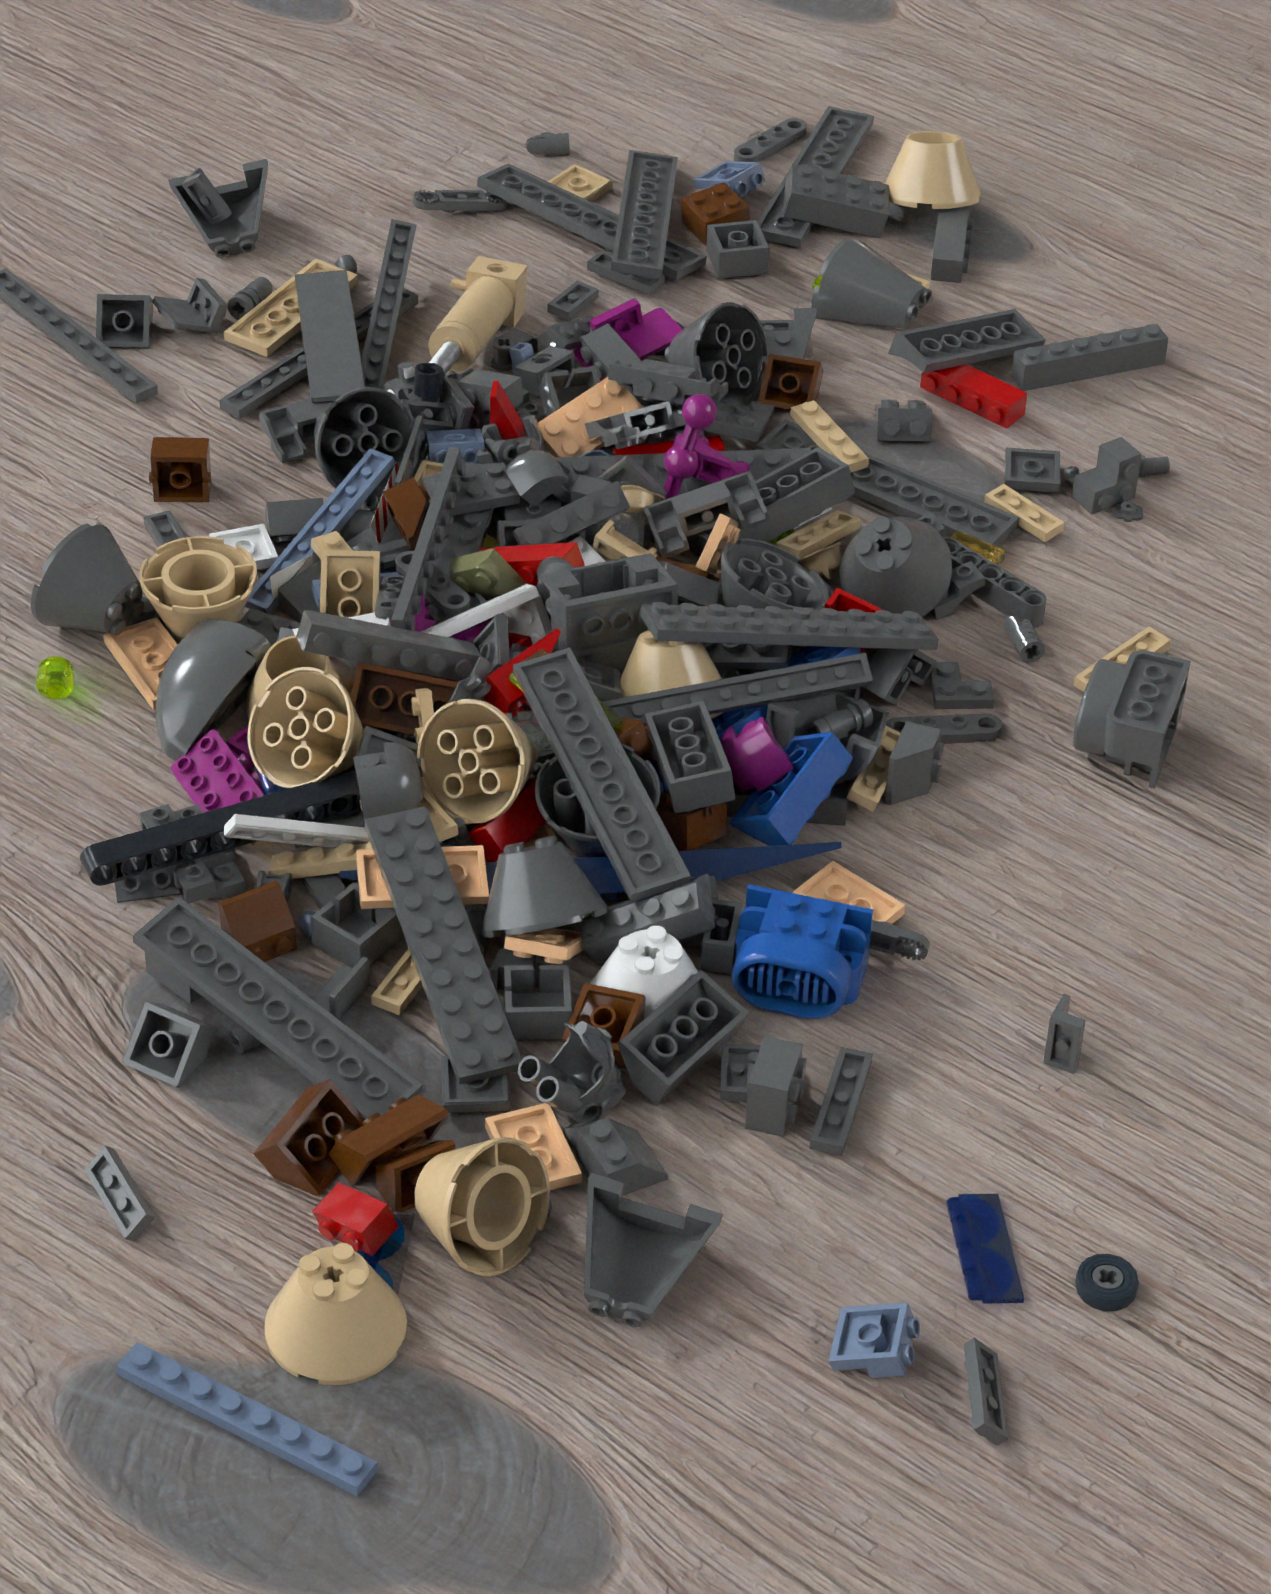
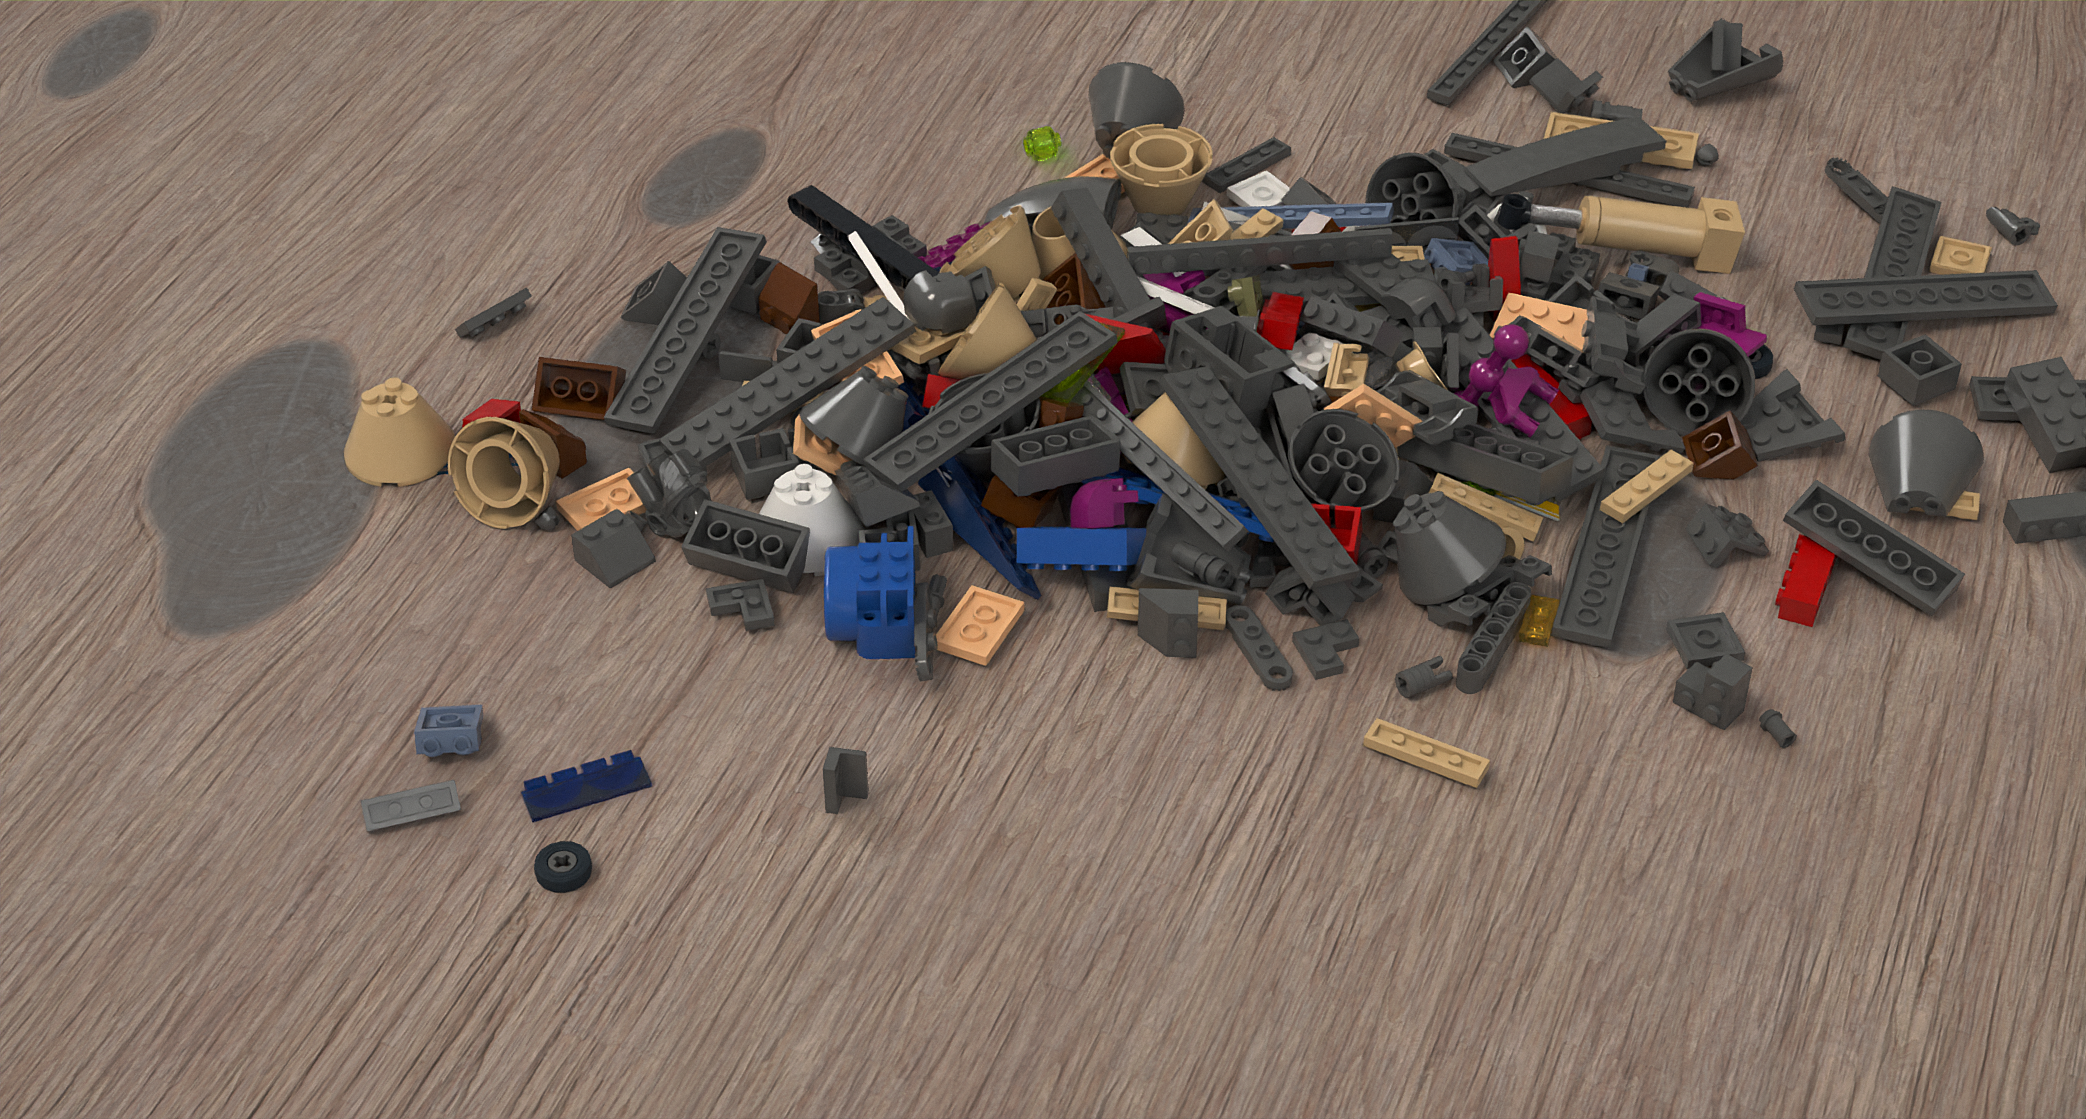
camera: 75 degrees right, 0 degrees up
(180, 469) = (1331, 131): reddish brown brick -> none
(247, 1419) = (297, 428): sand blue plate -> none
(387, 303) = (1657, 177): dark grey plate -> none
(387, 1136) = (582, 417): reddish brown slope -> none
(572, 300) = (1759, 292): dark grey plate -> none
(610, 1010) = (747, 492): reddish brown slope -> none
(637, 1251) = (503, 567): dark grey cone -> none
(712, 206) = (1975, 344): reddish brown brick -> none
(739, 176) = (2043, 344): sand blue plate -> none
(775, 1086) = (709, 610): dark grey piece -> none
(841, 1101) = (725, 664): dark grey plate -> none
(1031, 516) = (1628, 646): tan plate -> none
(1089, 357) = (1933, 650): dark grey brick -> none
(1128, 511) = (1694, 727): dark grey plant -> none
(1132, 710) = (1313, 753): dark grey brick -> none

